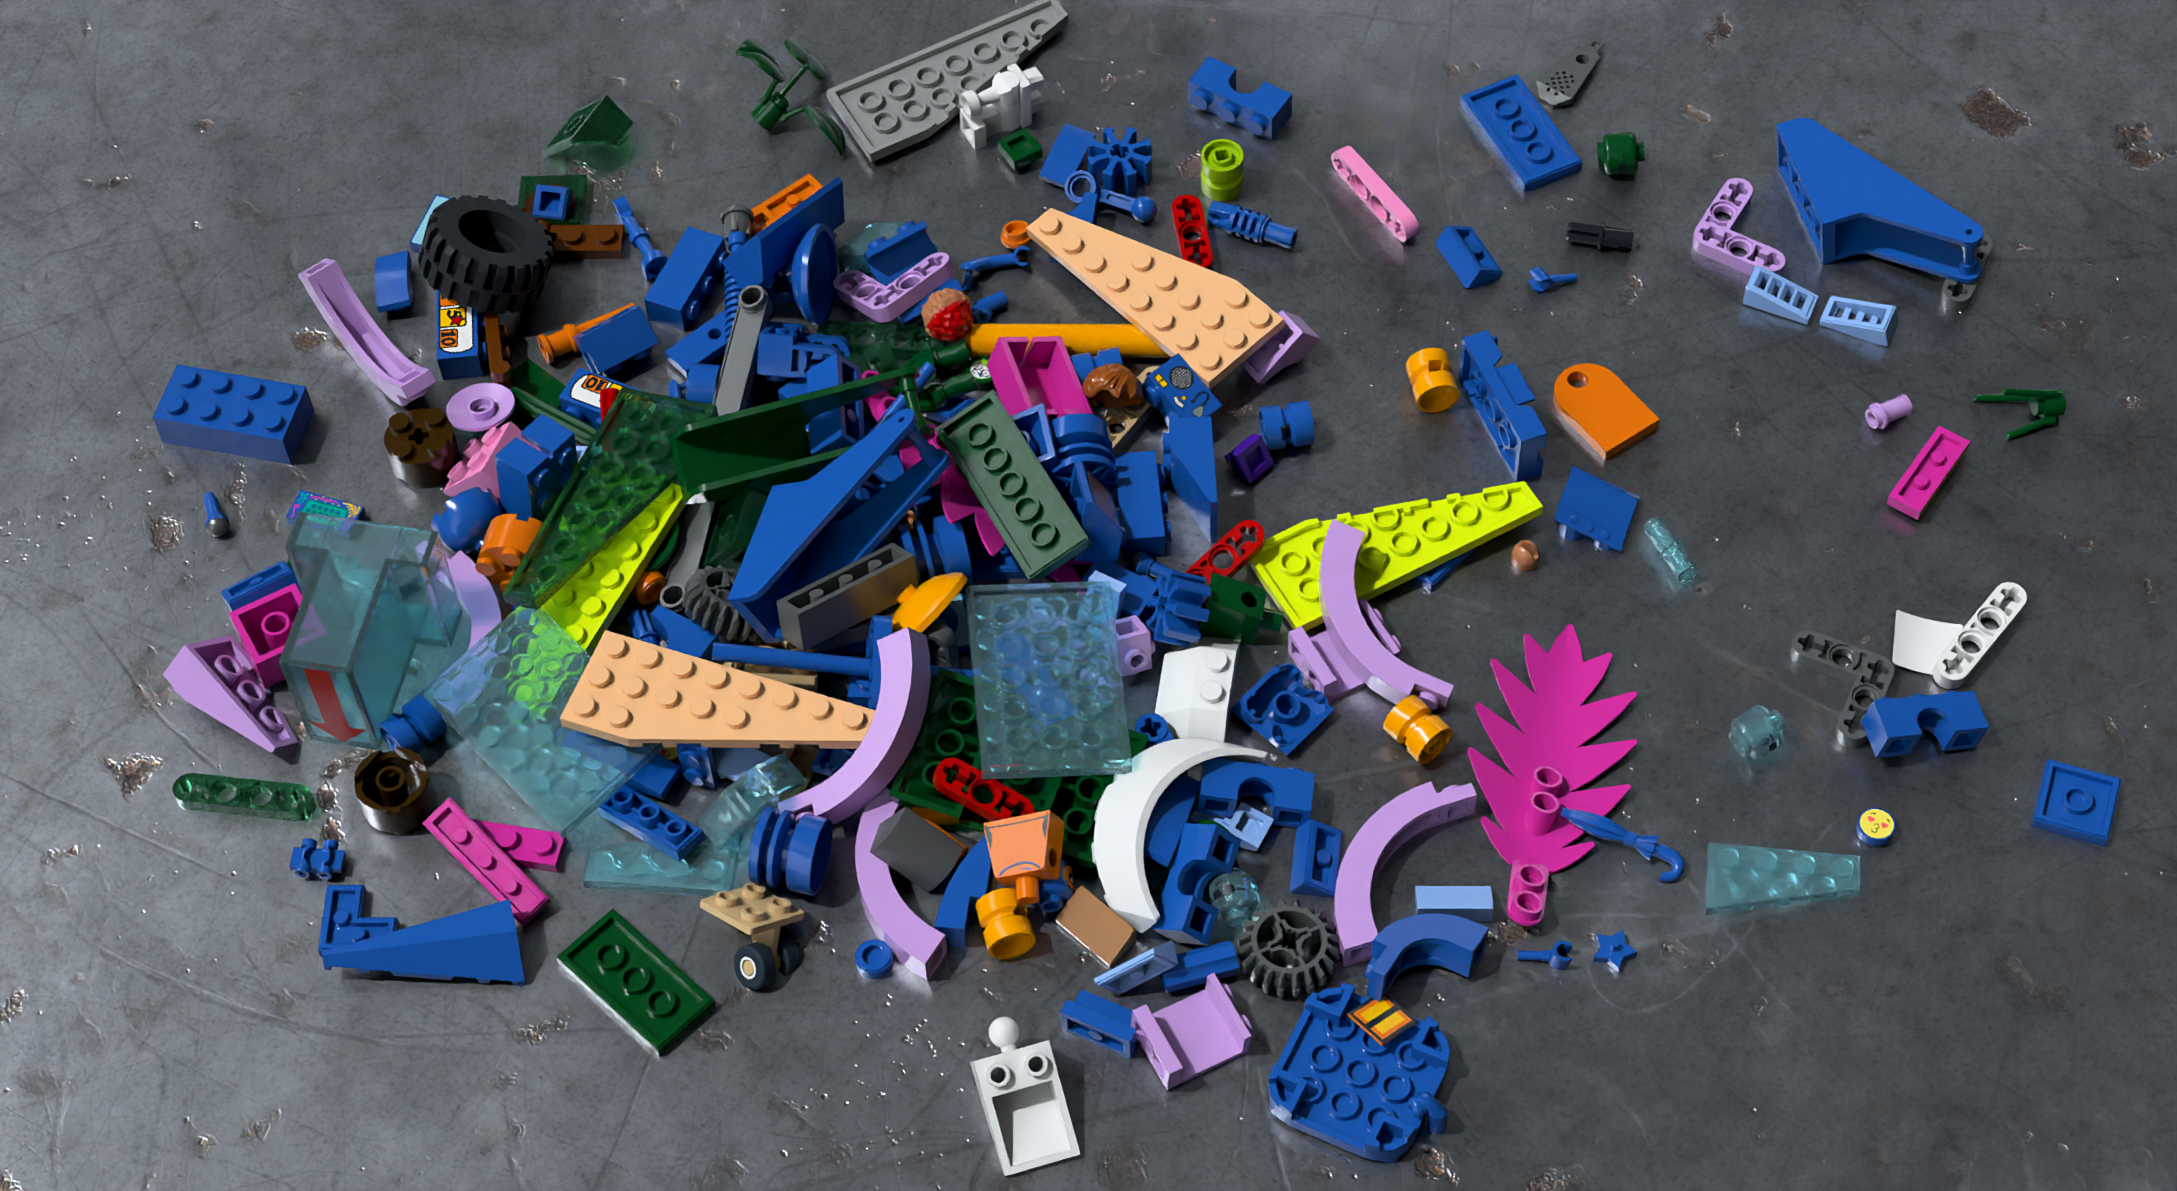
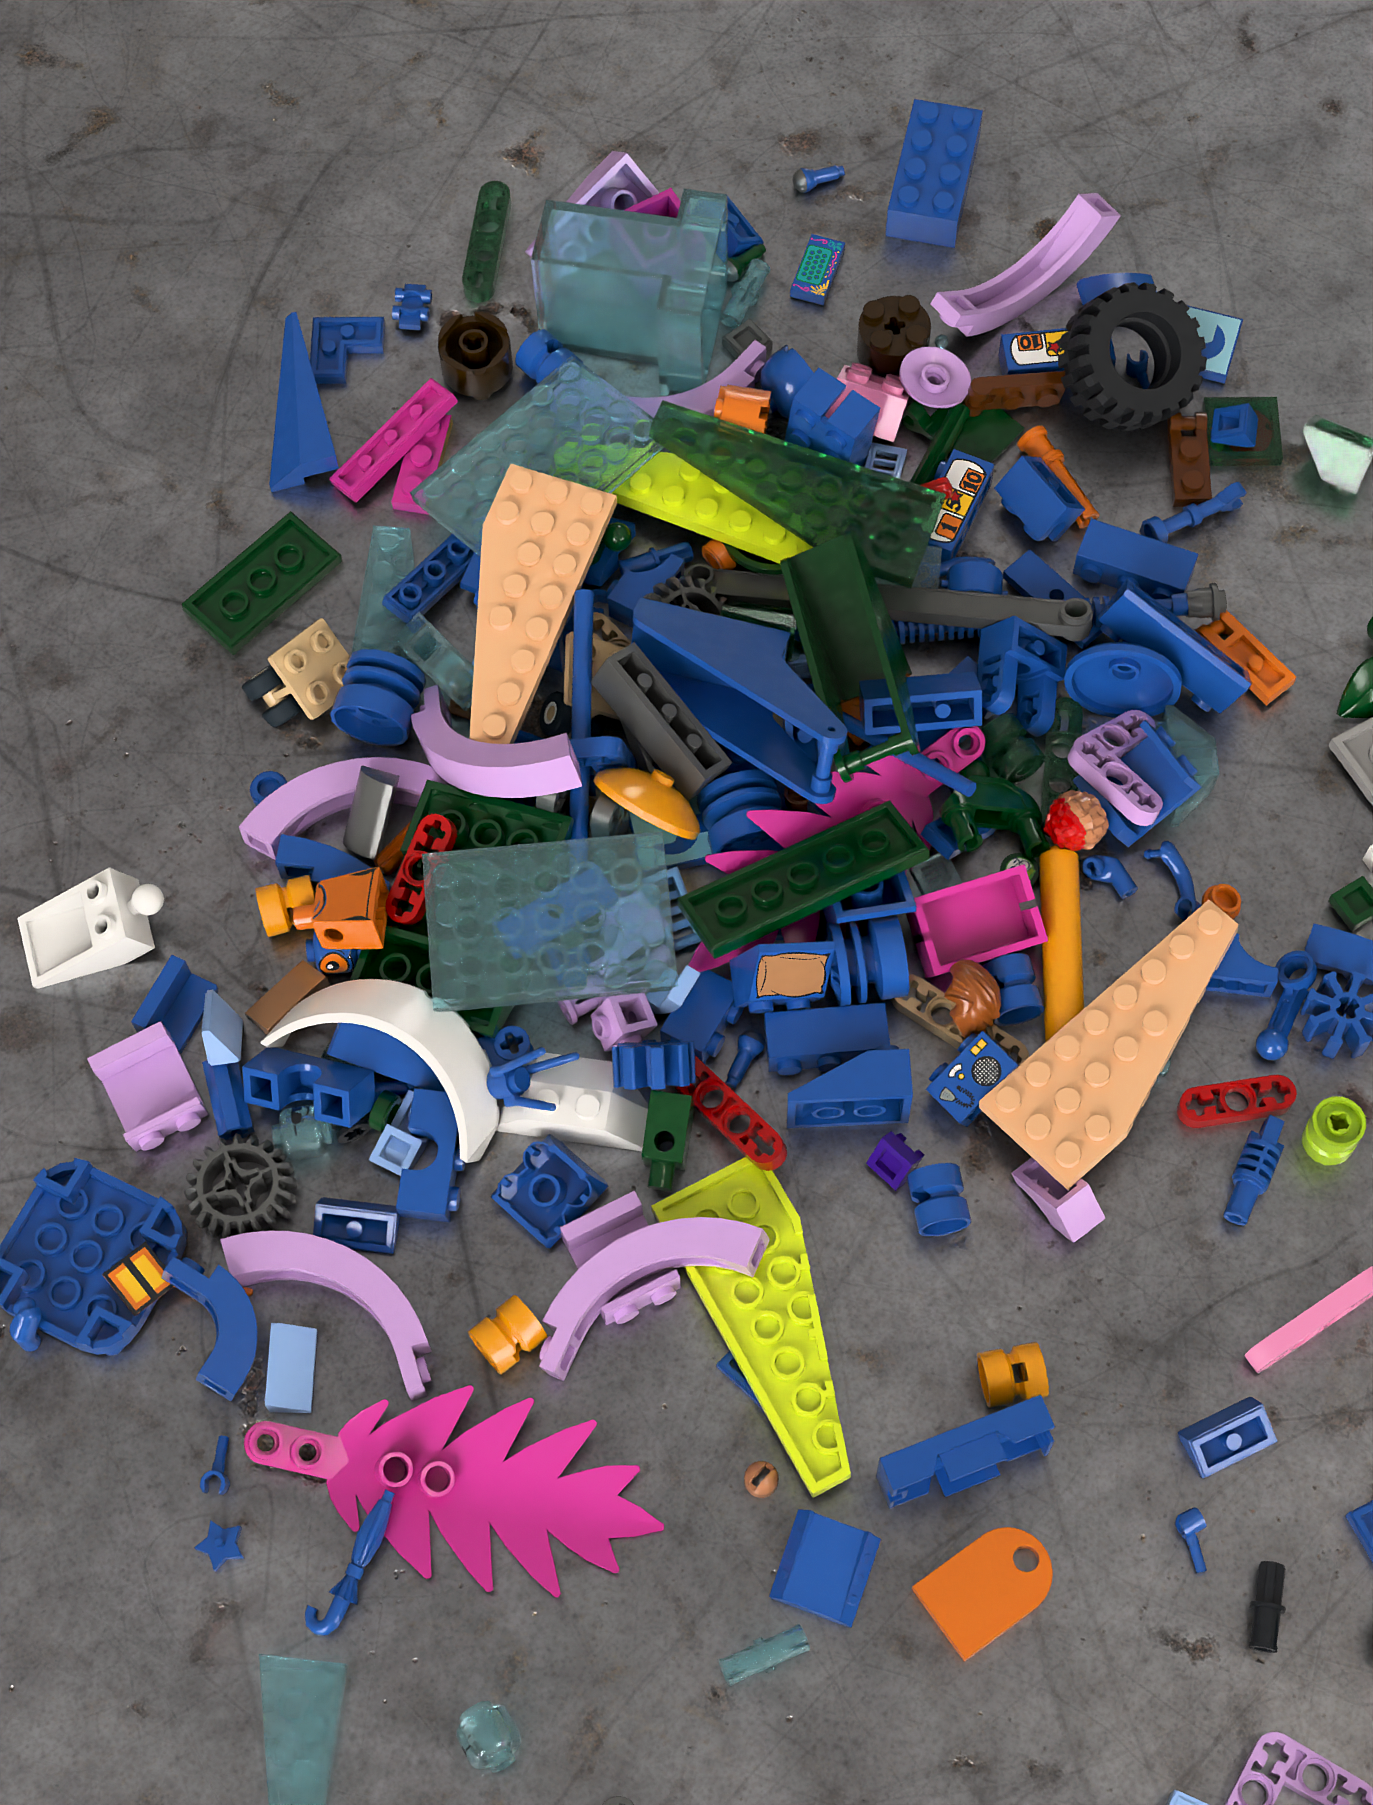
camera: 90 degrees right, 10 degrees up
(1188, 719) = (511, 1080): none -> blue plant

